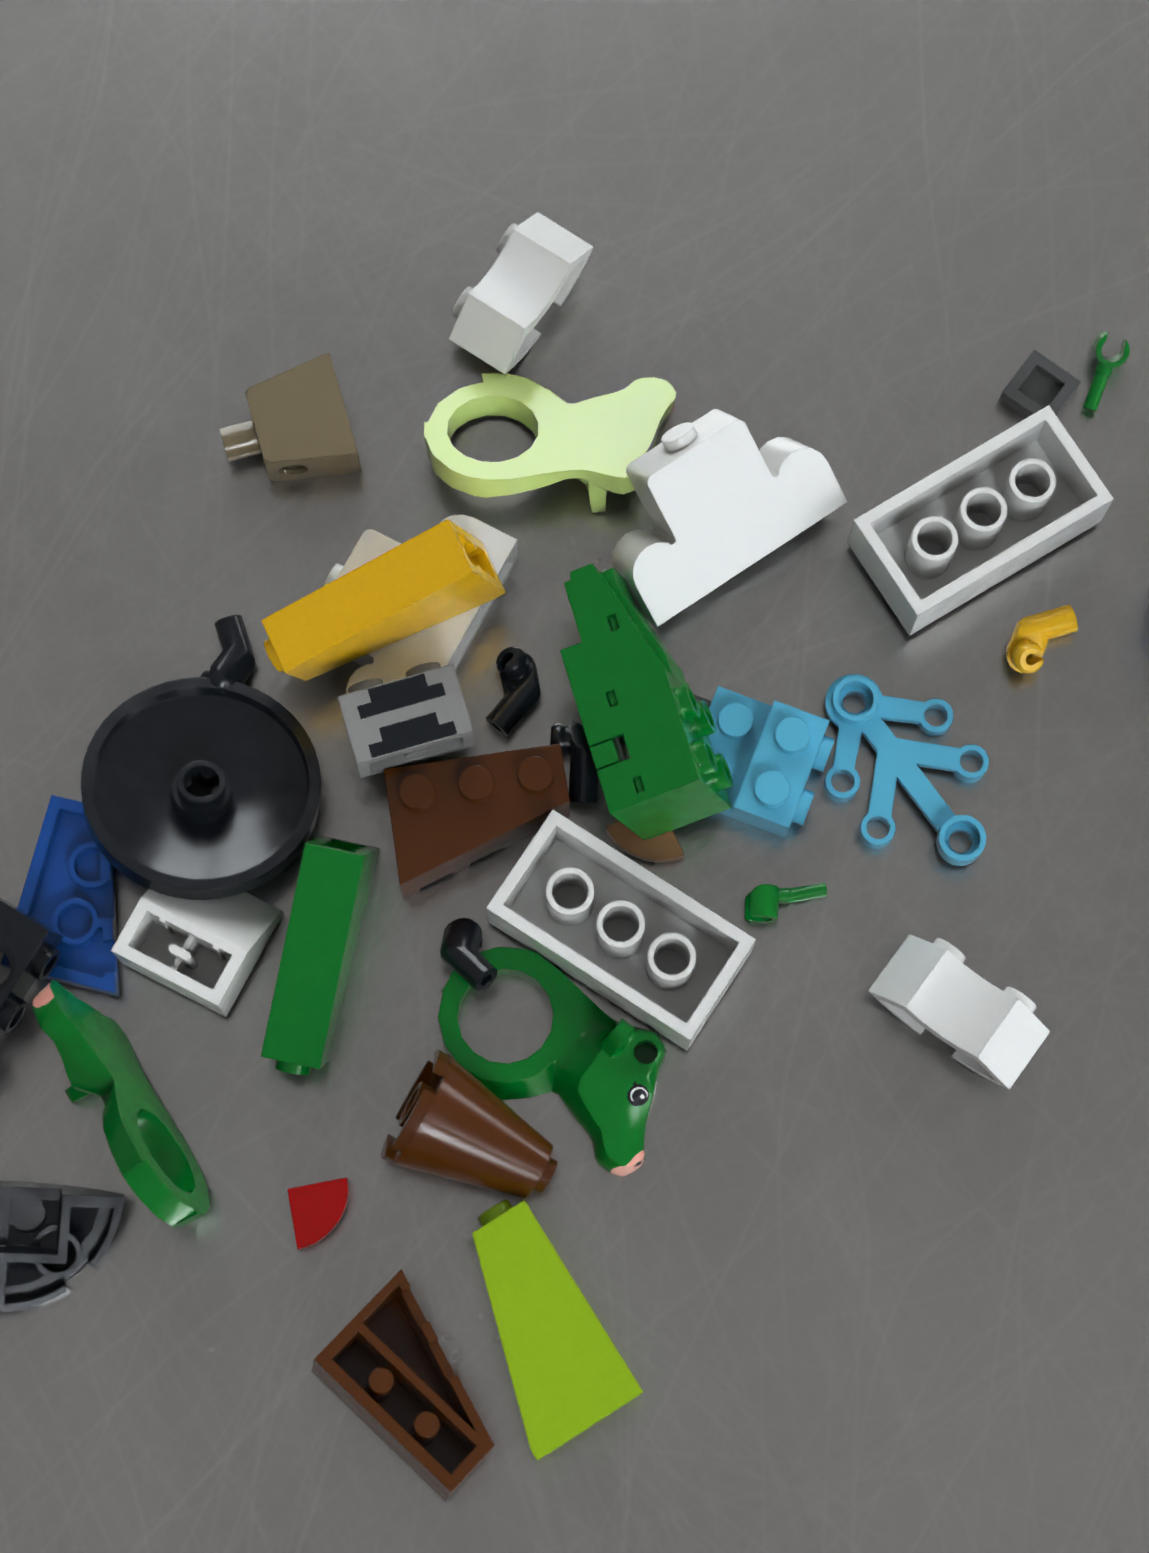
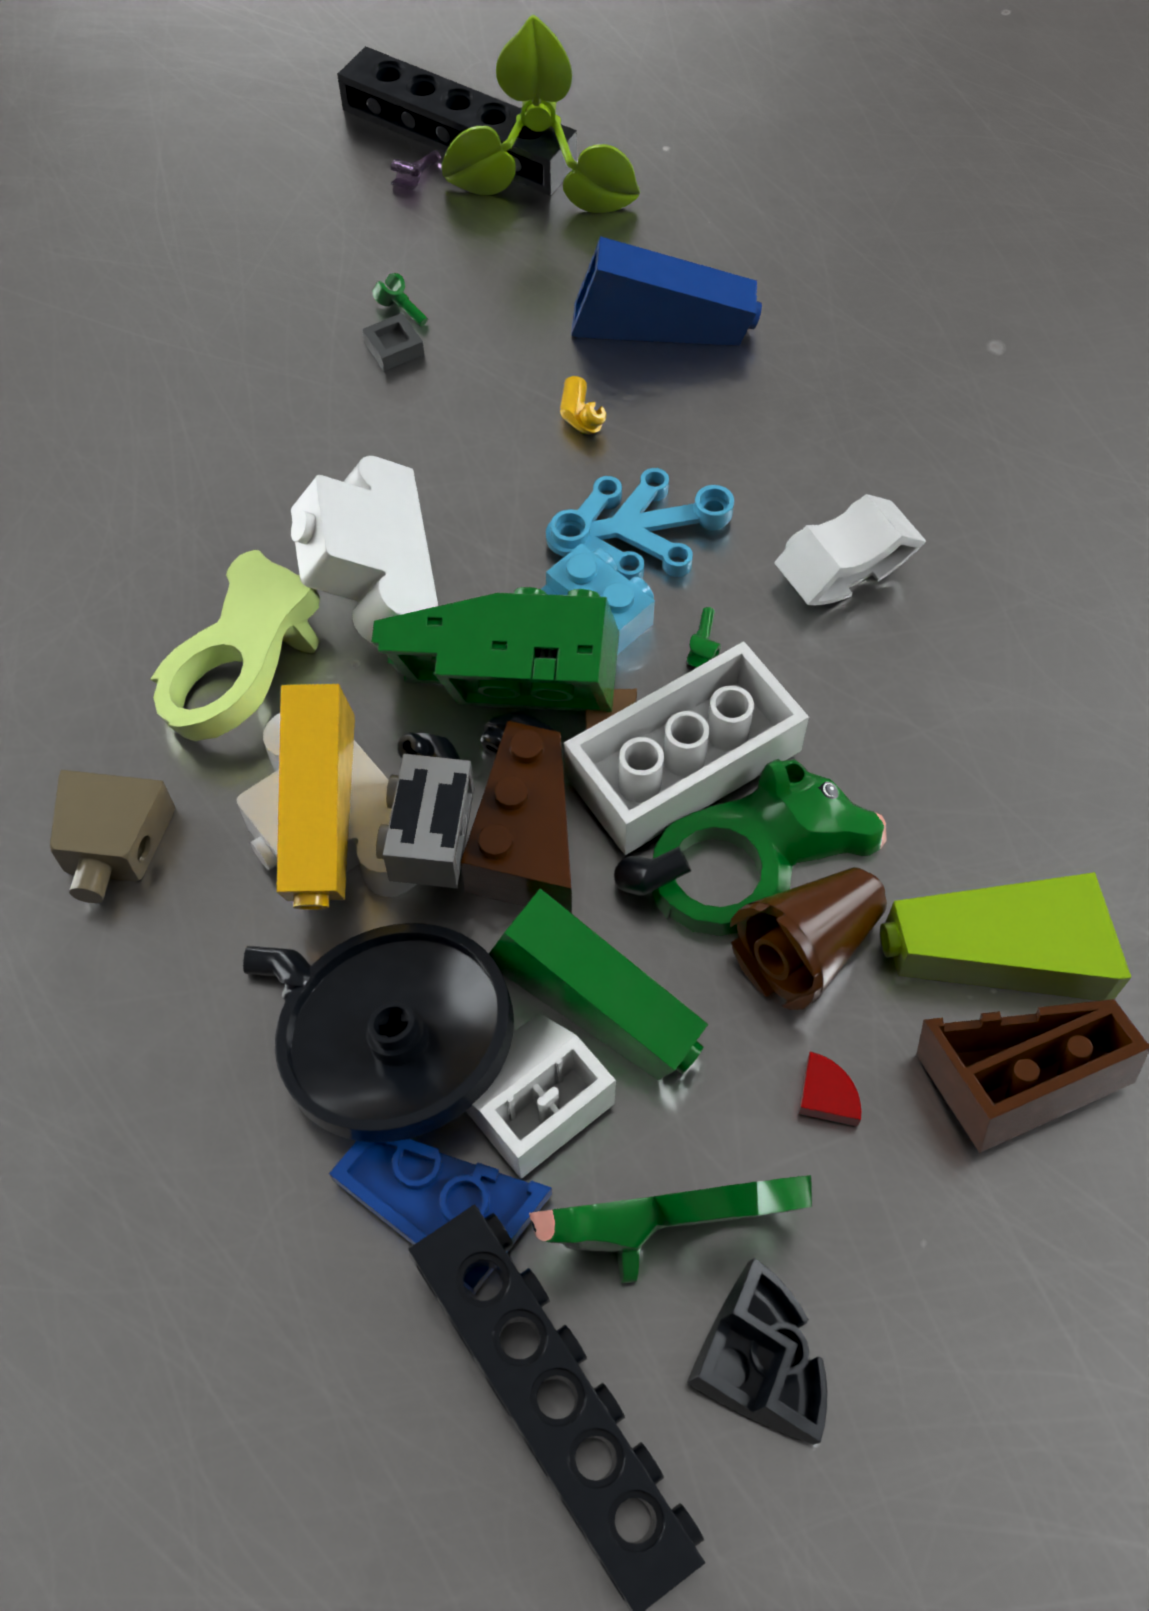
camera: 65 degrees left, 15 degrees down
(533, 271) = (102, 622): white brick -> none
(979, 520) = (476, 398): white brick -> none

